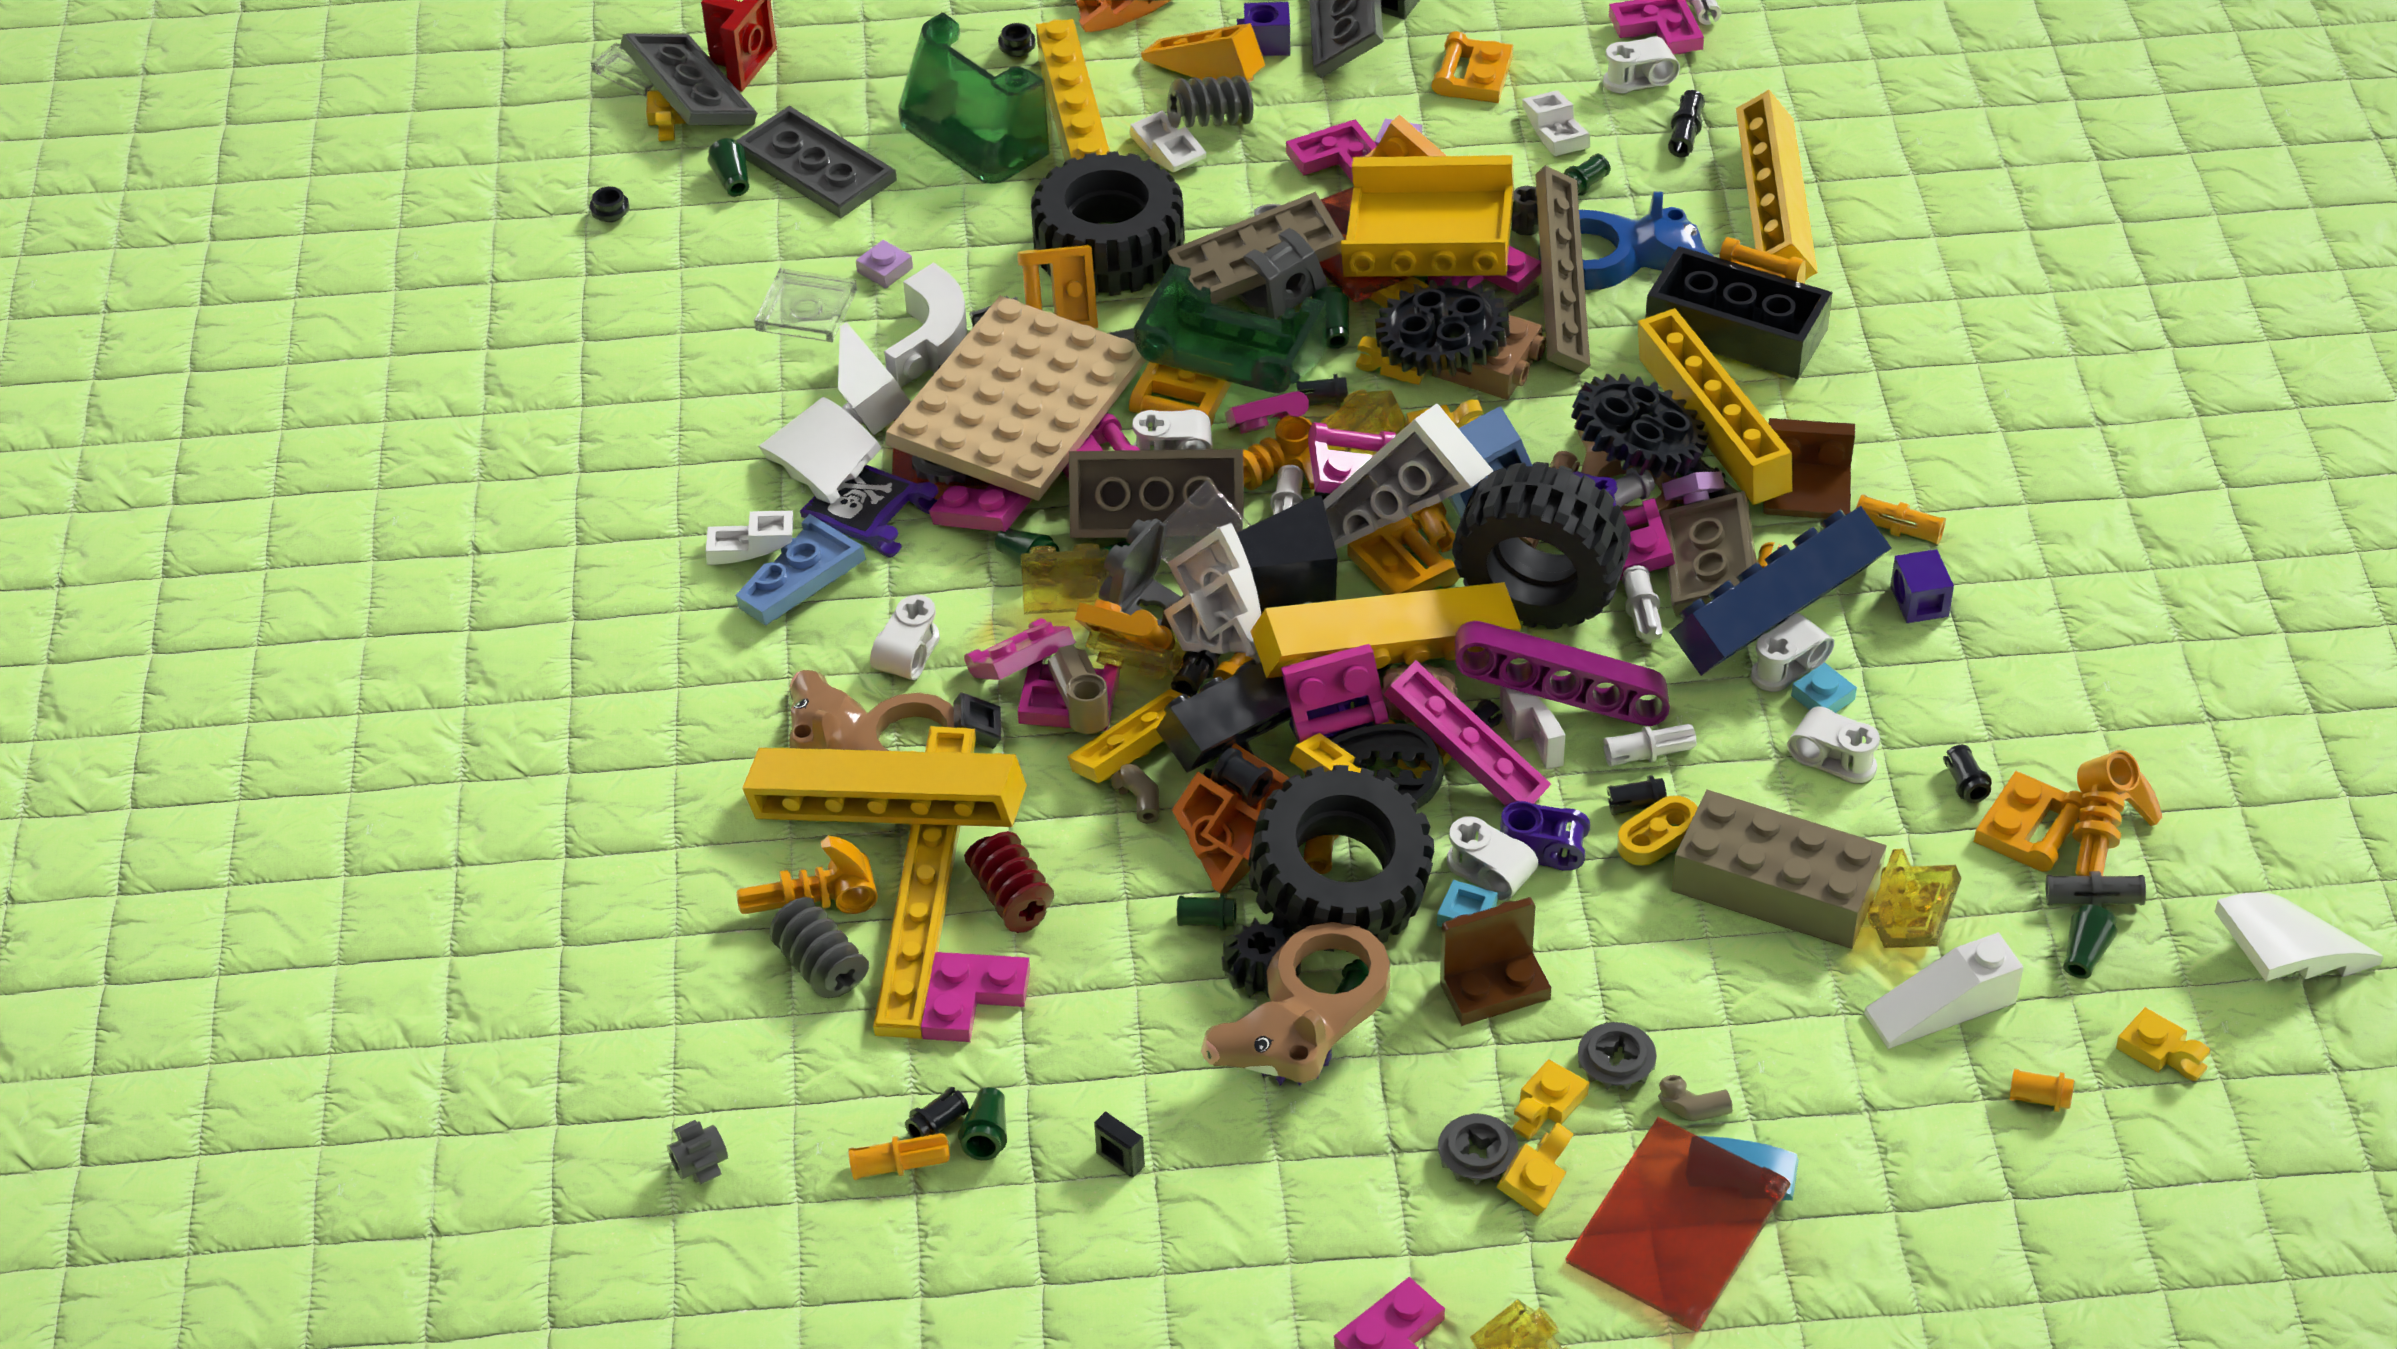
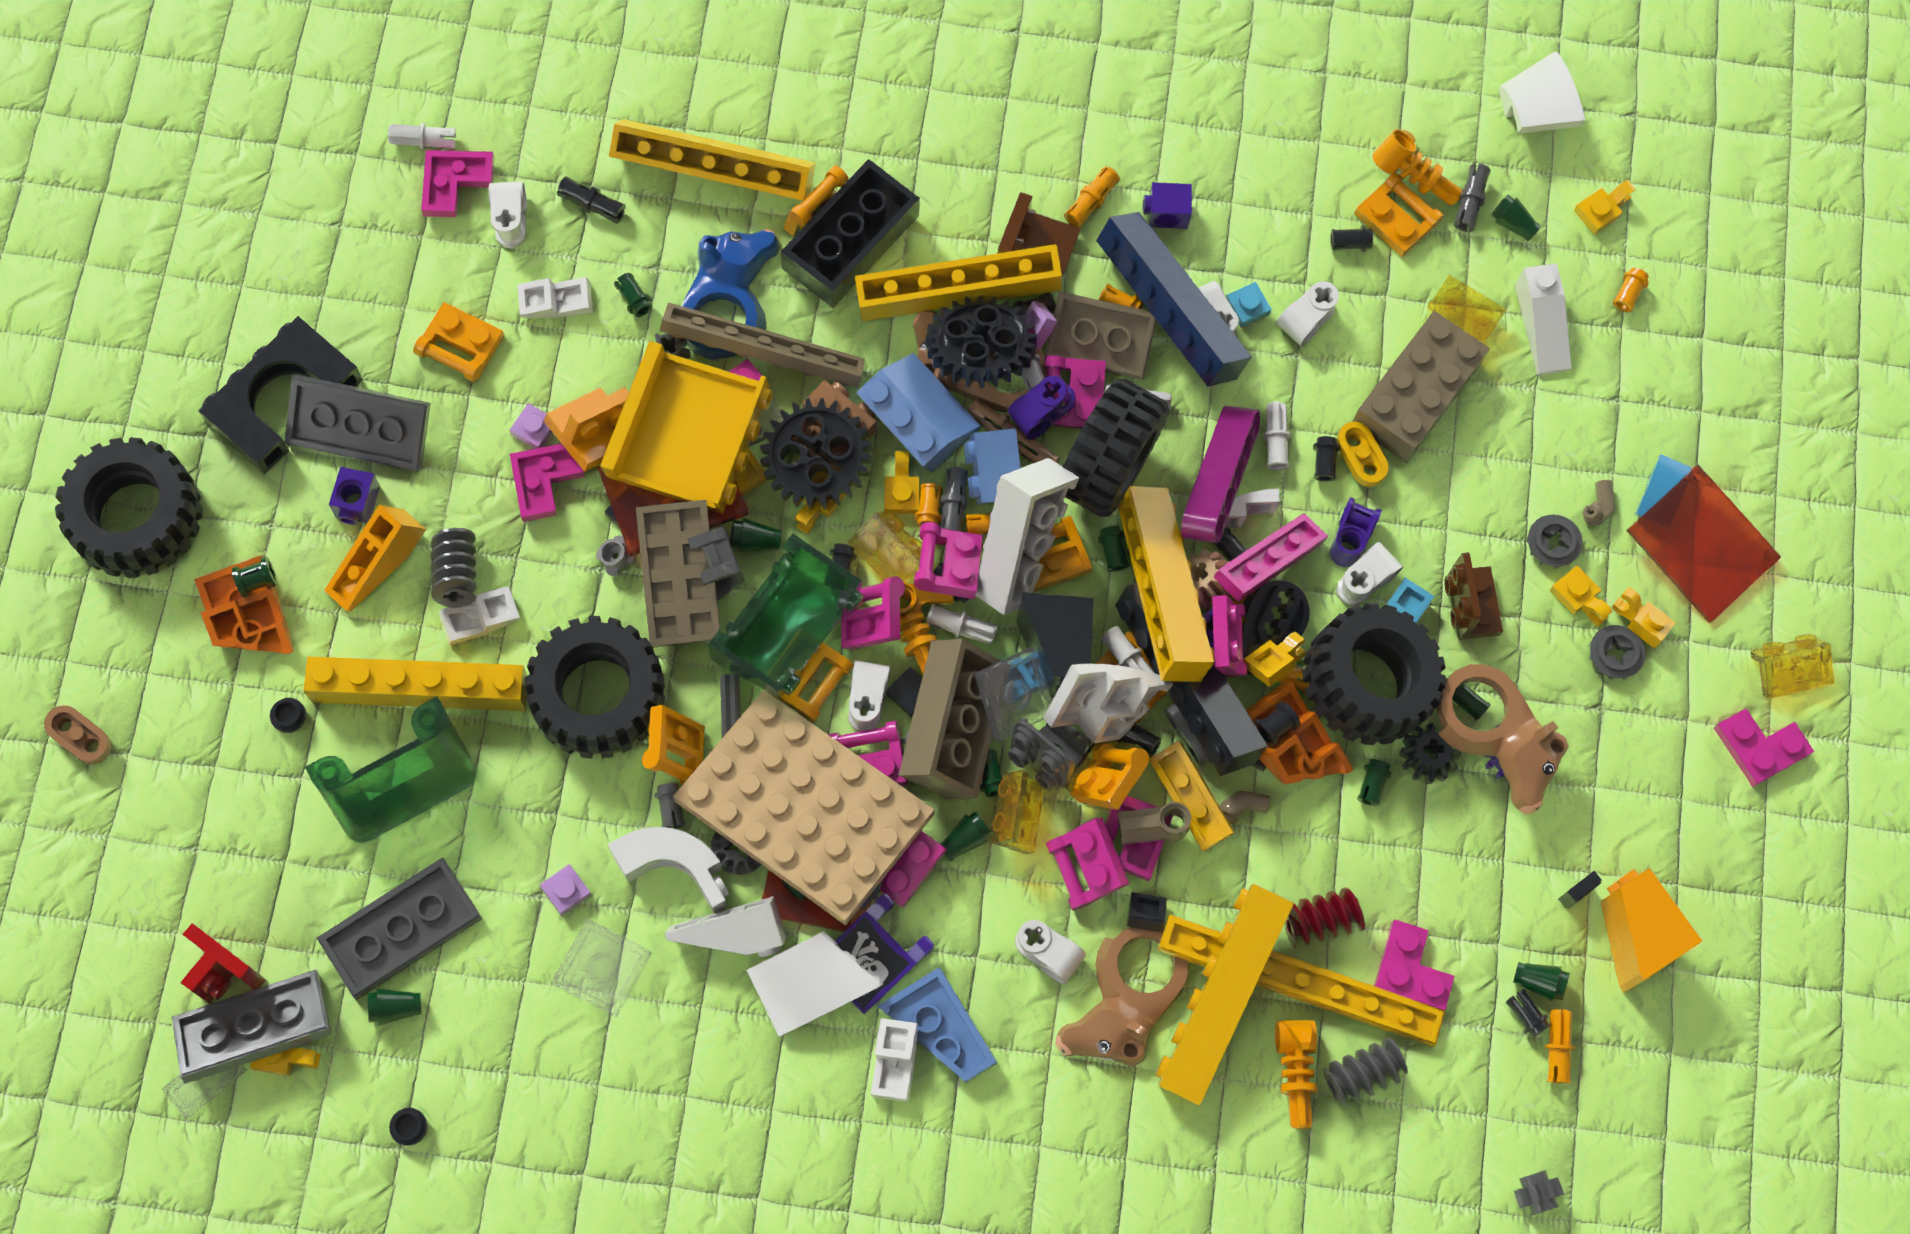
camera: 85 degrees left, 25 degrees up
(1072, 1203) = (1644, 927): none -> light orange slope
(1536, 398) = (919, 411): none -> medium blue slope

